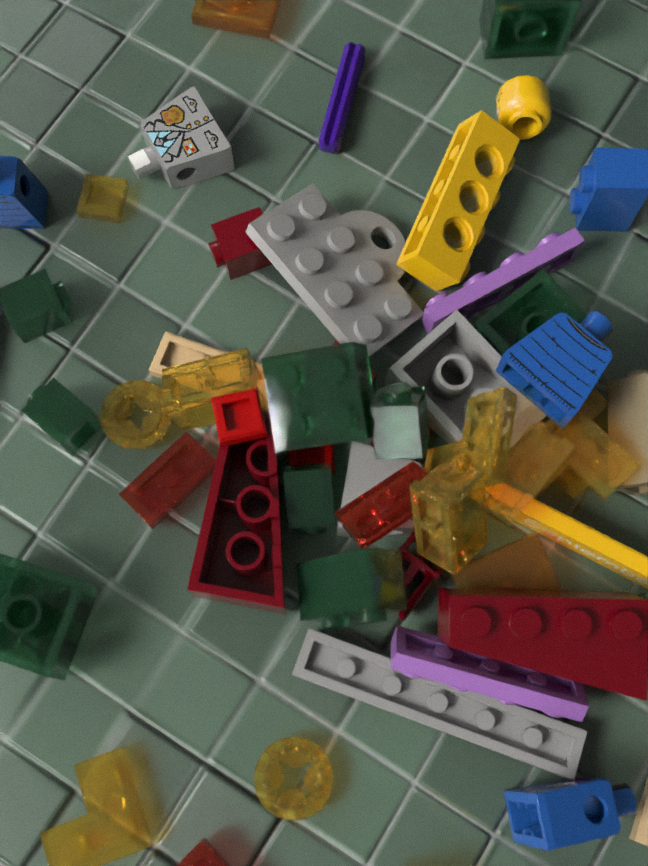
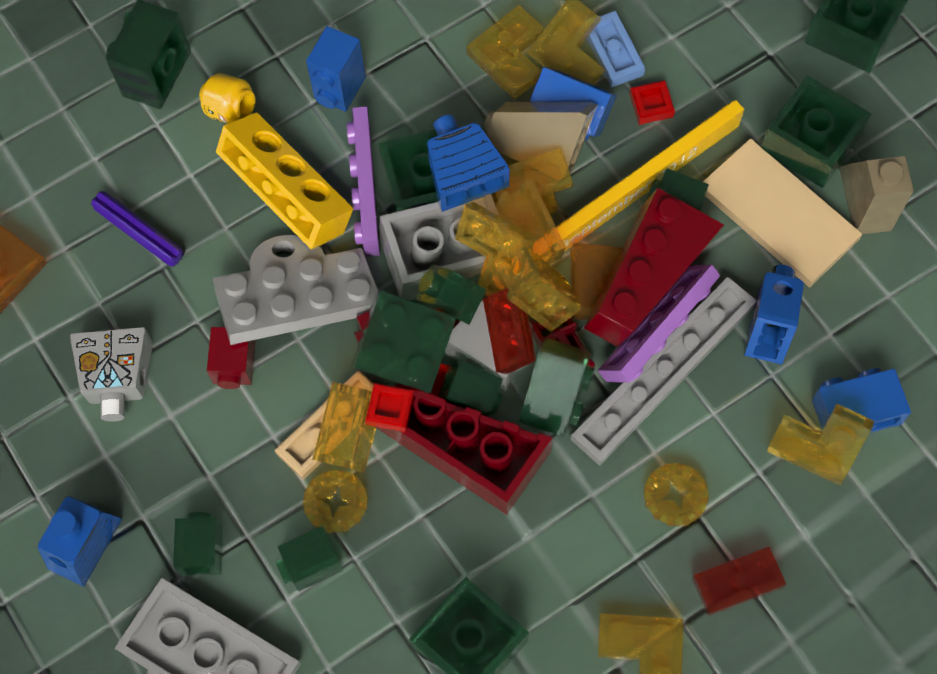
camera: 65 degrees left, 5 degrees down
(102, 198) = (122, 457): clear yellow tile -> none
(169, 480) = (404, 495): clear red plate -> none

